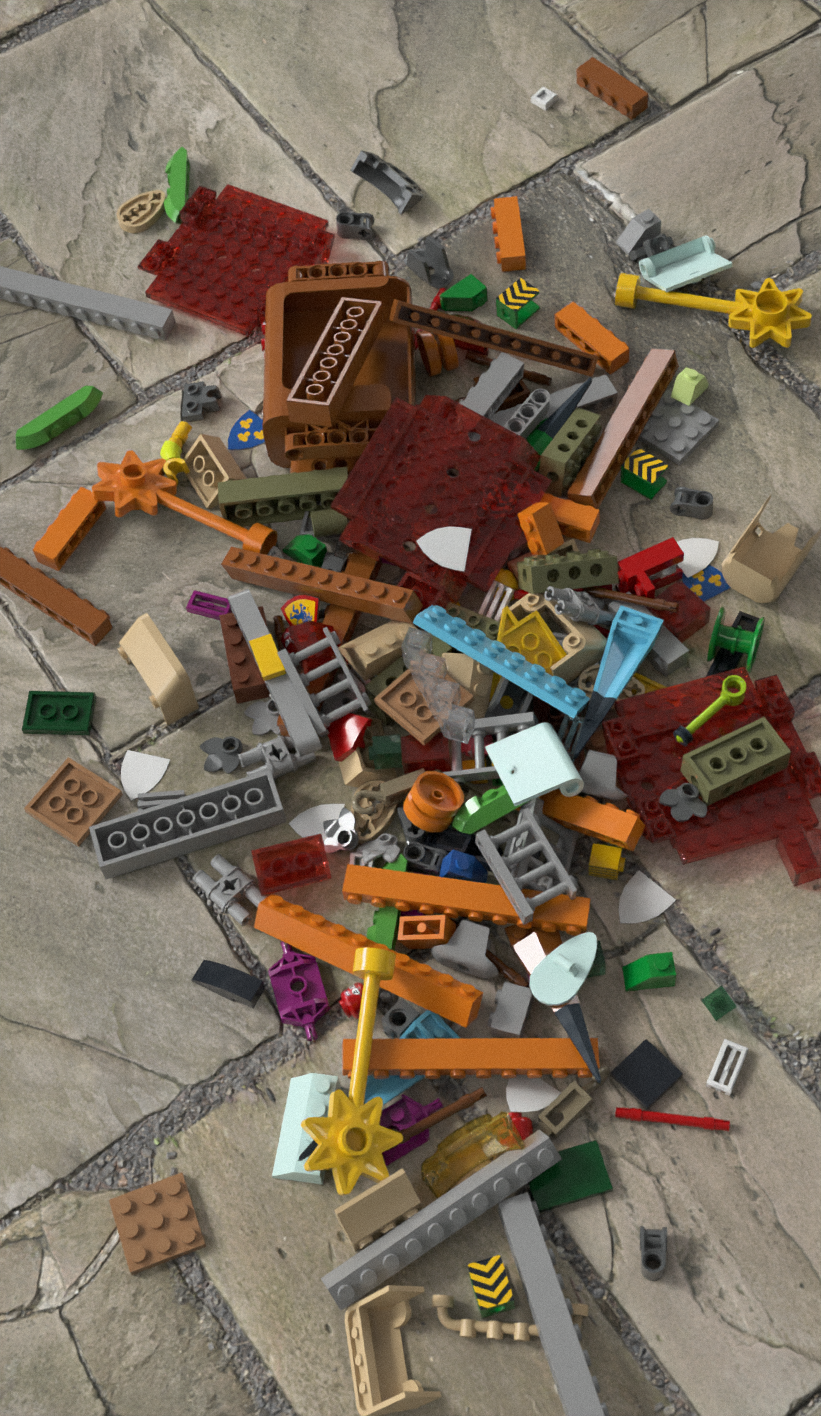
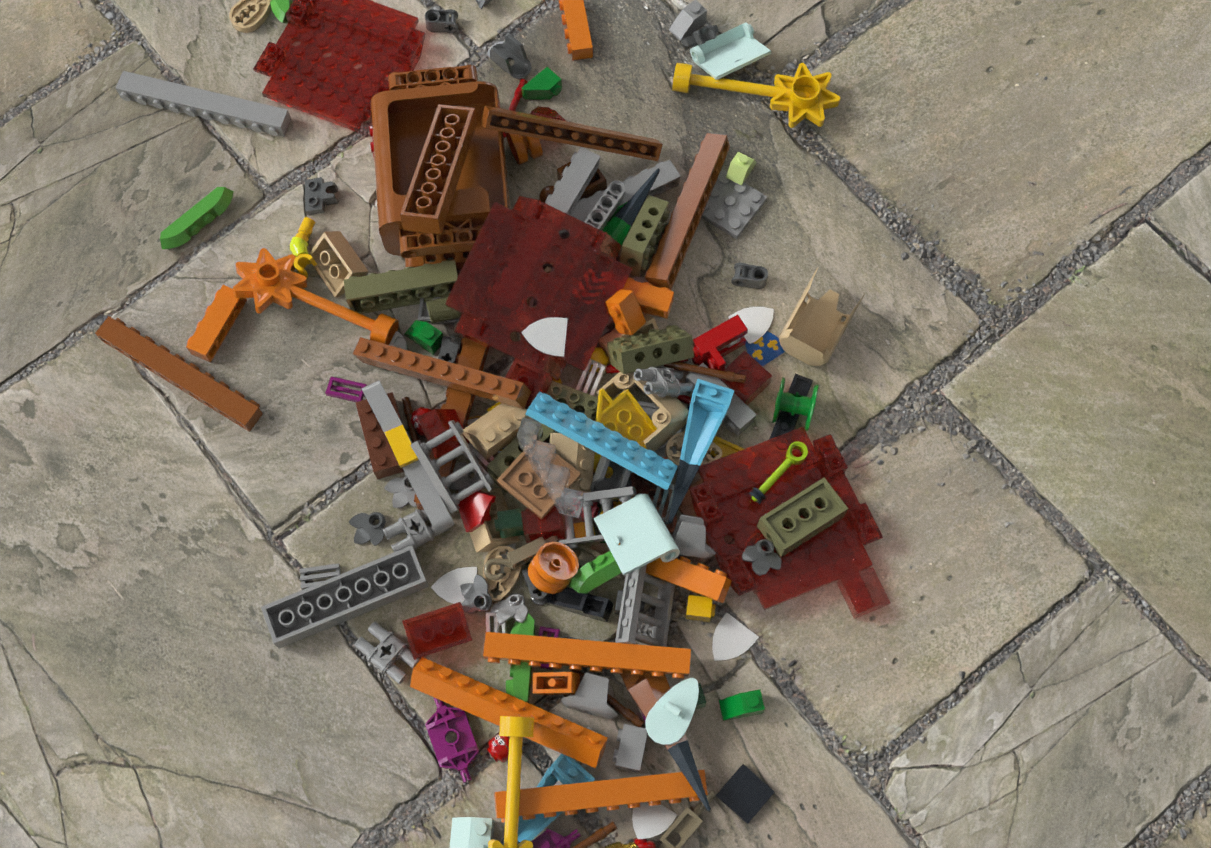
camera: 10 degrees left, 10 degrees up
(59, 713) = (224, 496): dark green tile -> none
(73, 801) = (244, 579): medium nougat plate -> none
(141, 772) = (300, 548): white sticker -> none
(159, 669) = (306, 457): tan windscreen -> none
(229, 982) = (392, 737): black slope -> none
(246, 432) = (363, 222): blue sticker -> none
(302, 609) = (427, 394): shield -> none
(400, 1010) = (539, 752): dark grey brick -> none
(429, 860) = (552, 616): dark grey piece -> none
(463, 867) = (582, 627): blue slope -> none
(512, 885) = (616, 627): light grey fence -> none
(516, 303) = (588, 92): piece -> none
(532, 376) = (570, 149): reddish brown piece -> none
(592, 337) = (654, 122): orange brick -> none
(639, 1115) = (797, 833): red piece -> none
(643, 473) = (707, 250): piece -> none
(718, 1003) = (800, 730): clear green brick -> none
(719, 1085) = (804, 799): white tile -> none

